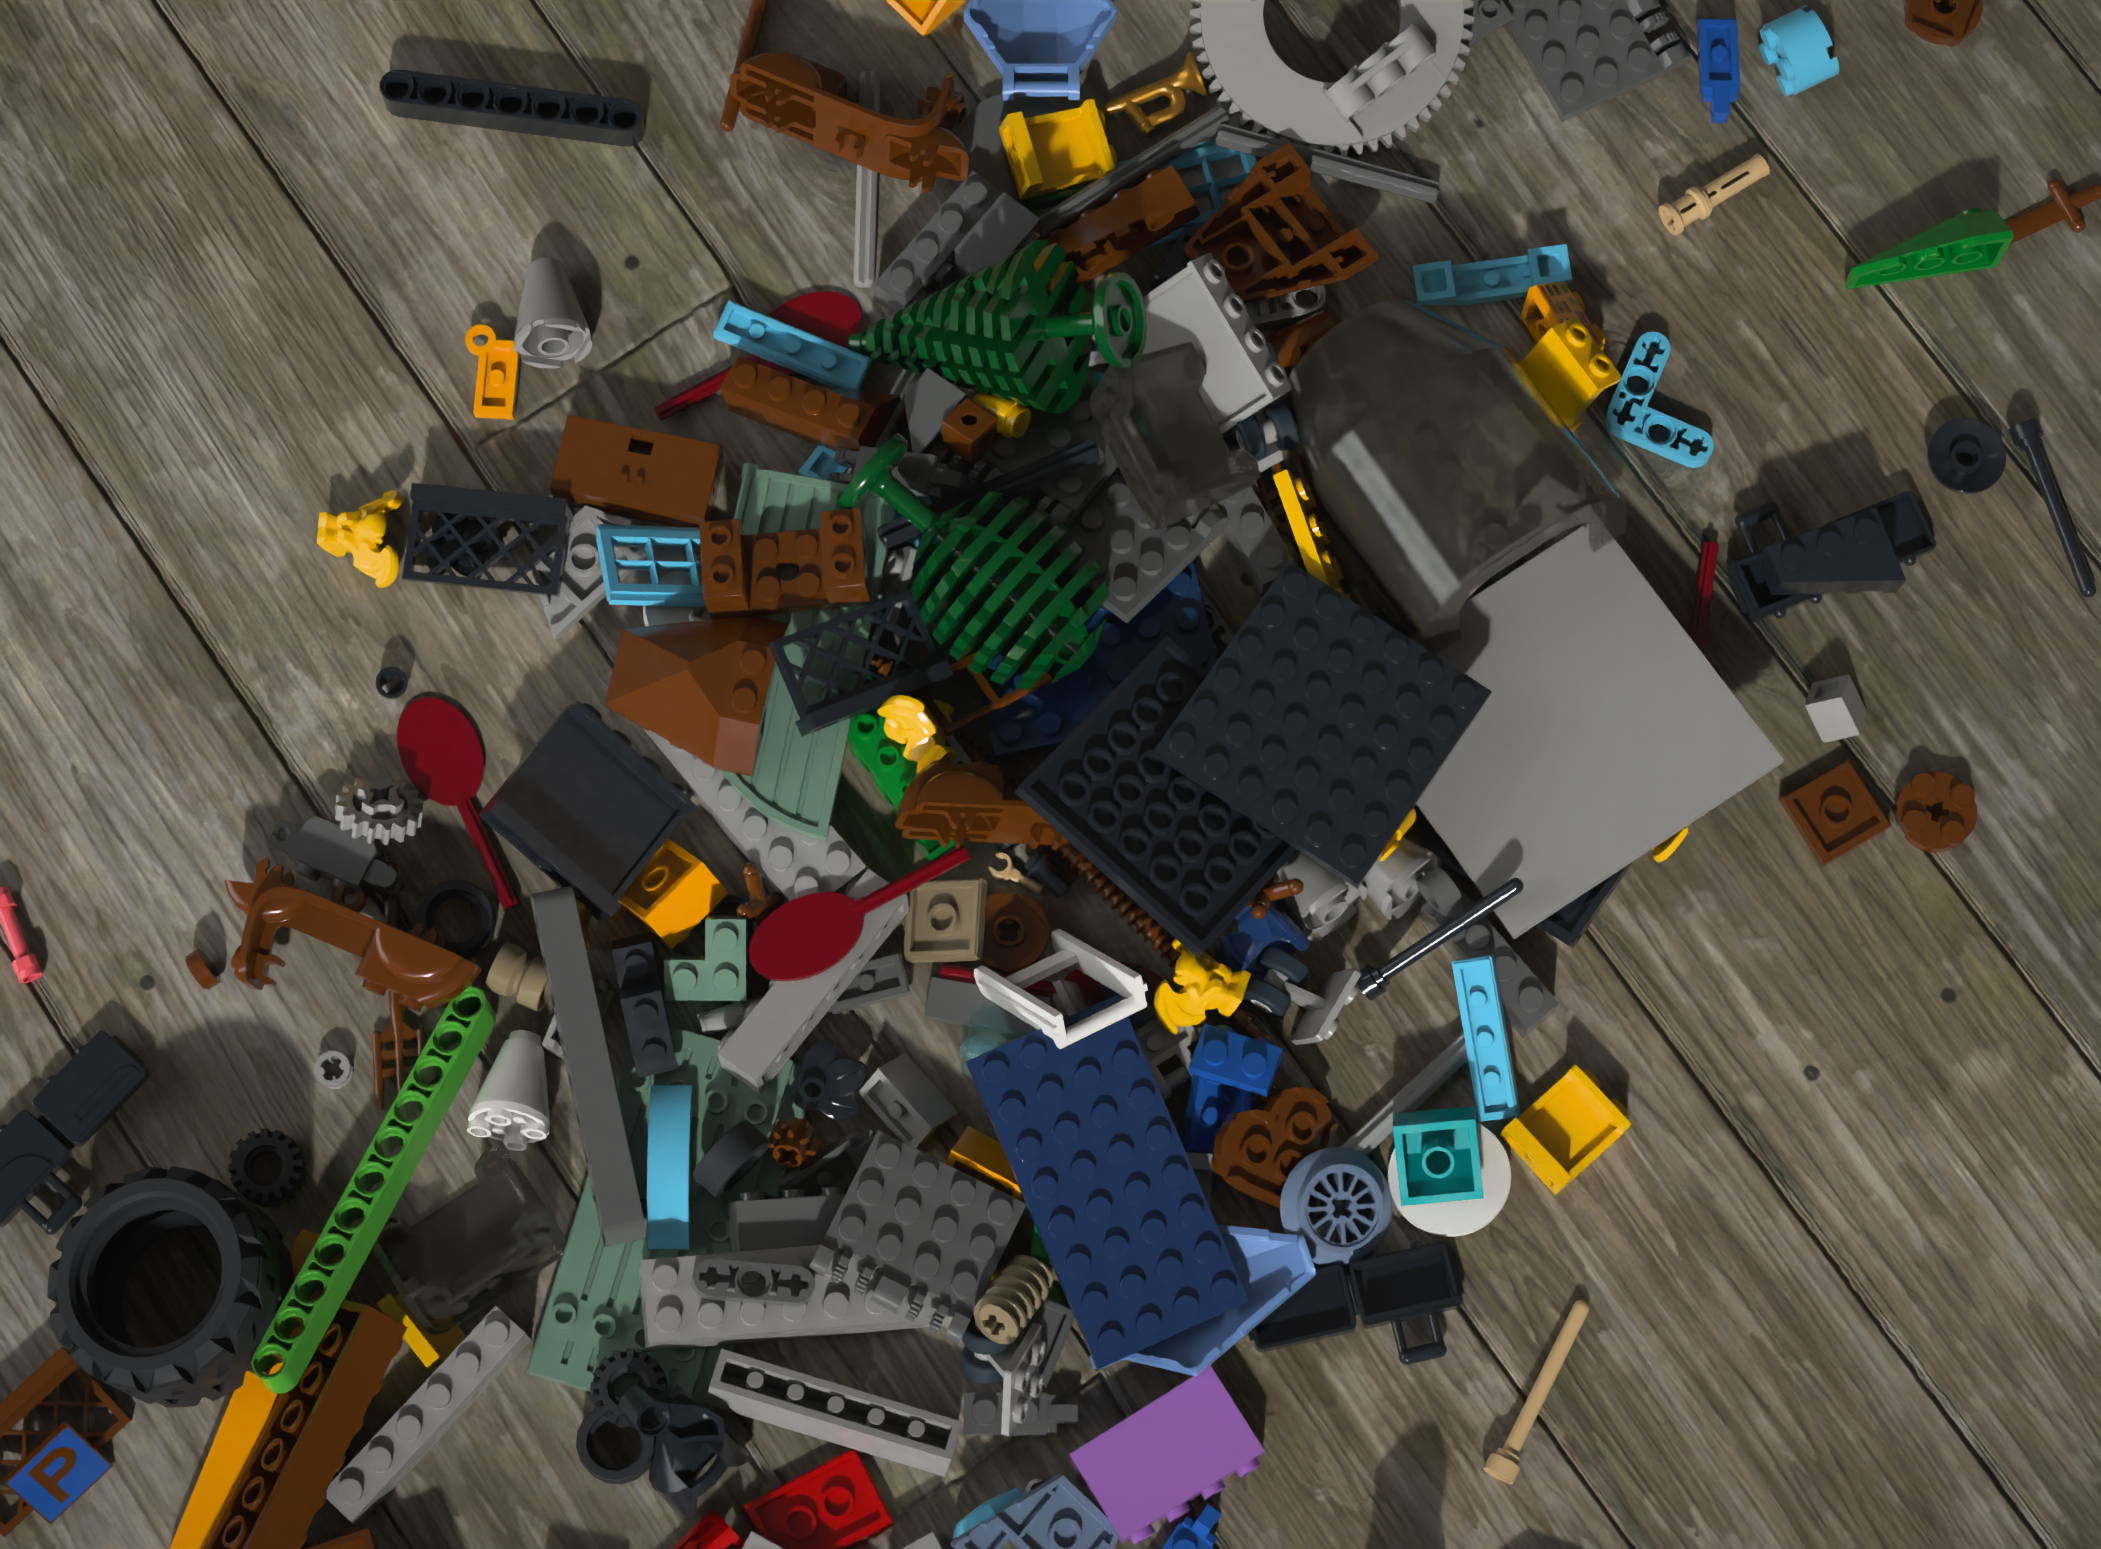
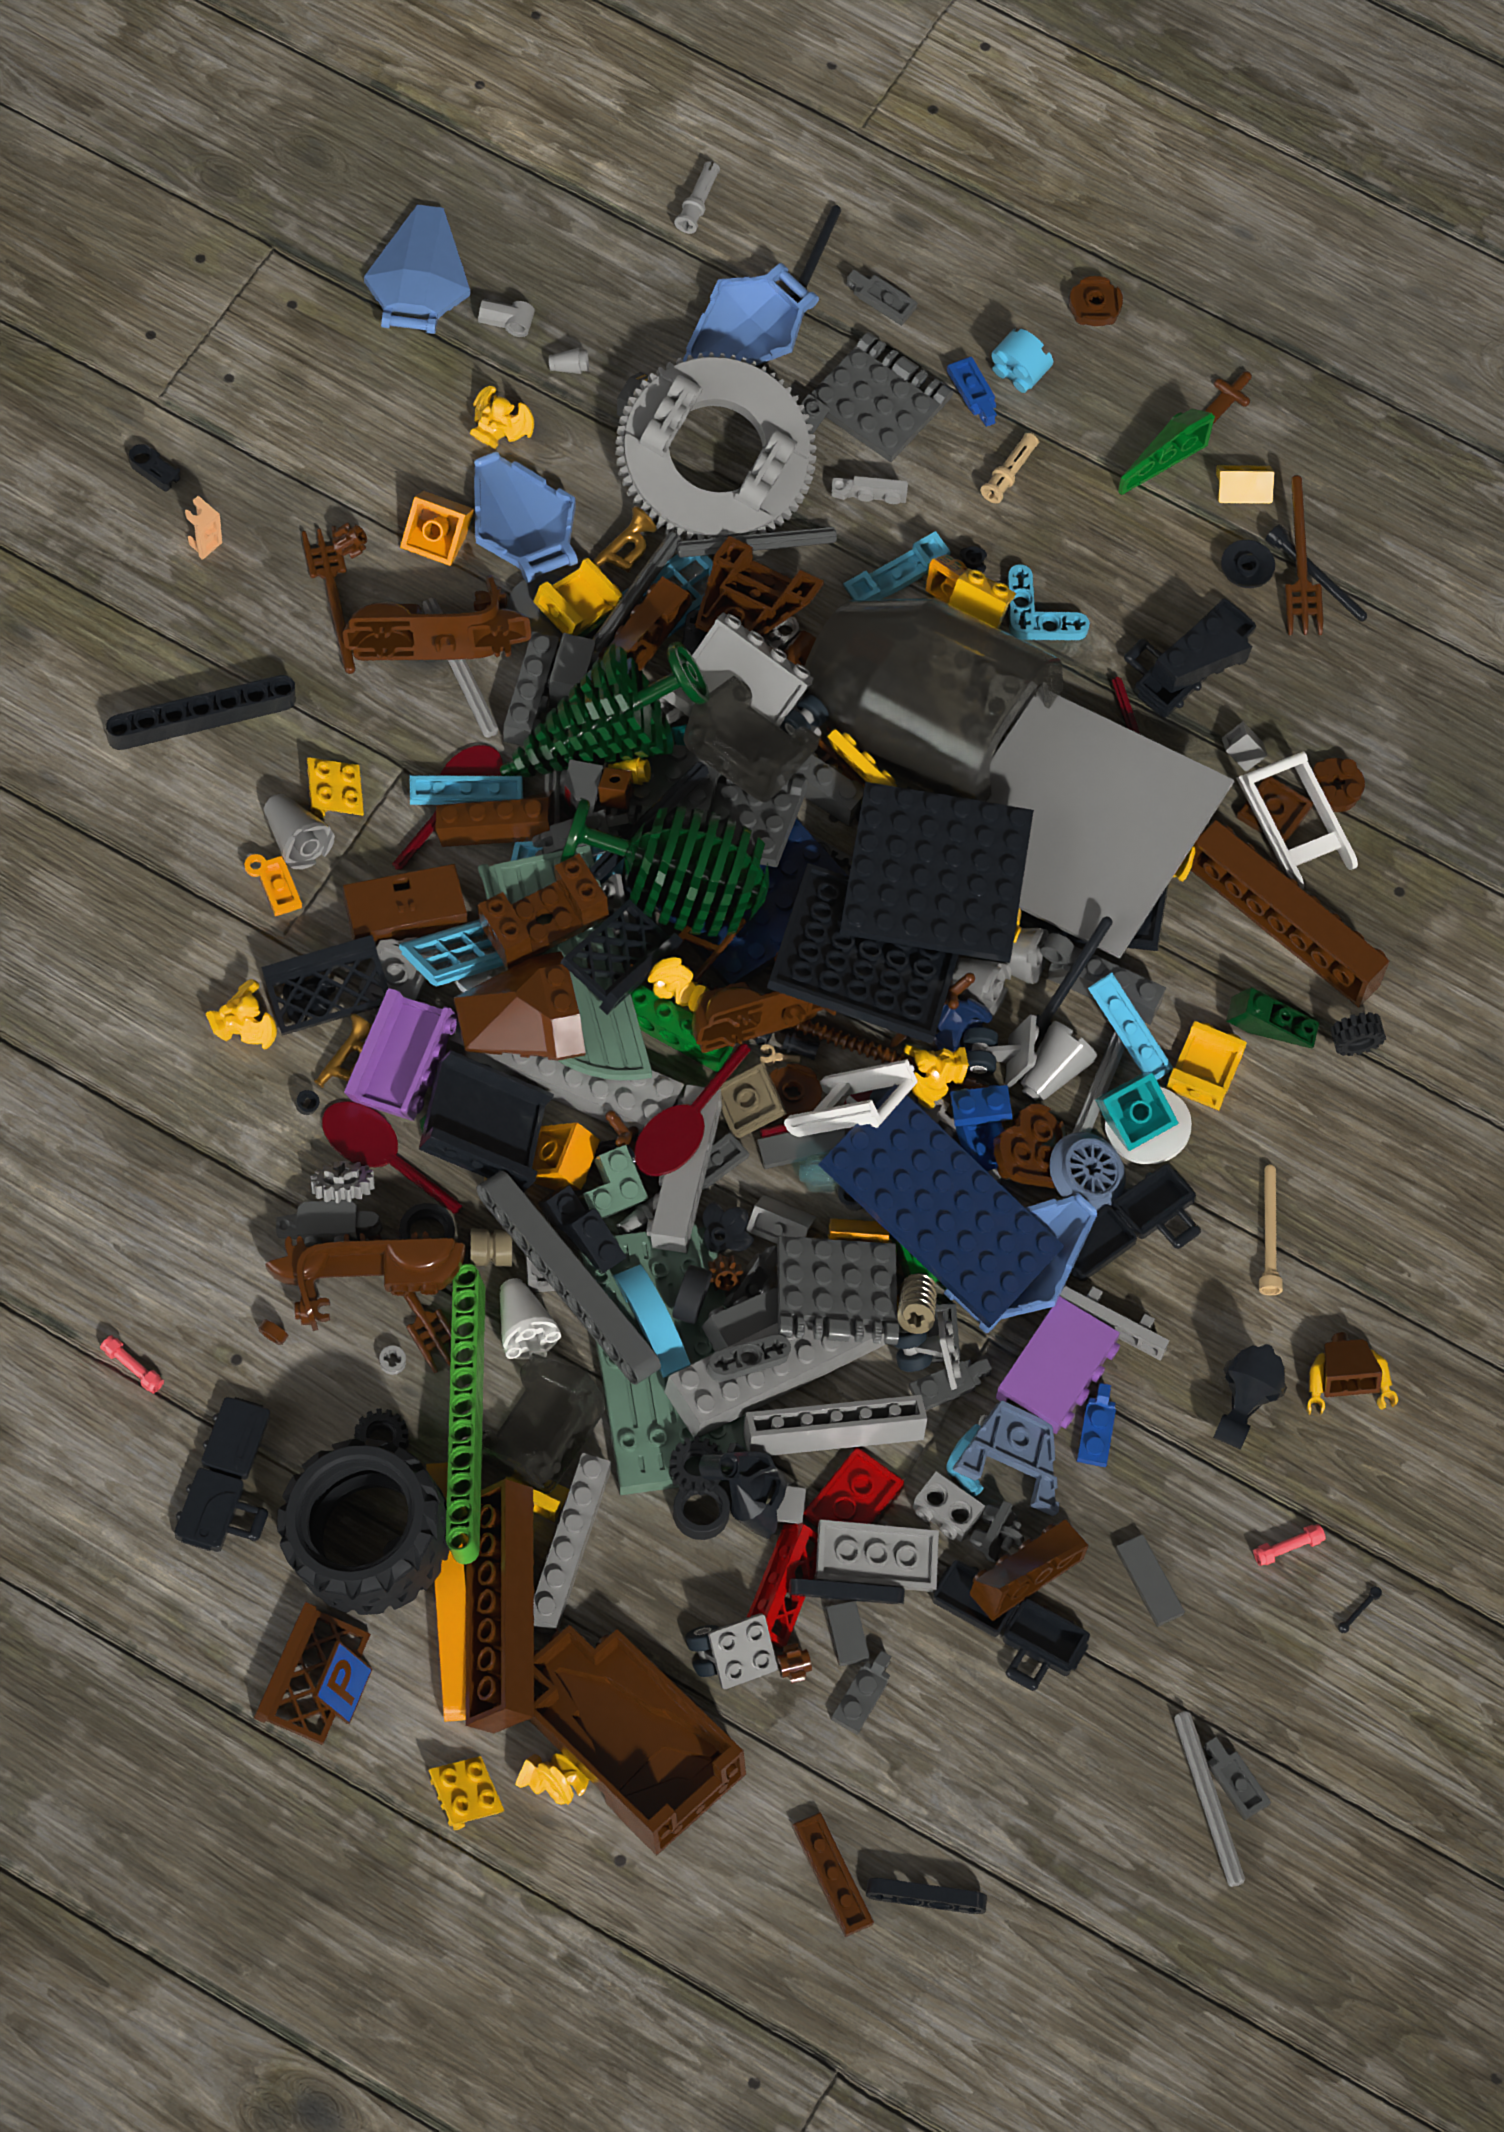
camera: 30 degrees left, 10 degrees down
(501, 617) = (354, 1042): none -> pearl gold piece
(531, 672) = (401, 1055): none -> medium lavender panel
(630, 276) = (334, 787): none -> yellow hinge
(728, 1495) = (792, 1506): none -> light grey panel
(1291, 1460) = (1134, 1334): none -> light grey hinge
(1365, 1042) = (1058, 1061): none -> light grey cone
(1510, 149) = (870, 489): none -> light grey hinge
(1605, 291) = (974, 553): none -> black plate
(1685, 1103) = (1271, 1019): none -> dark green slope
(1776, 968) = (1288, 913): none -> reddish brown brick
(1787, 1176) = (1358, 1034): none -> black tyre
(1854, 891) = (1292, 858): none -> white piece
(2019, 341) = (1245, 483): none -> yellow panel
(2027, 515) = (1302, 585): none -> reddish brown piece

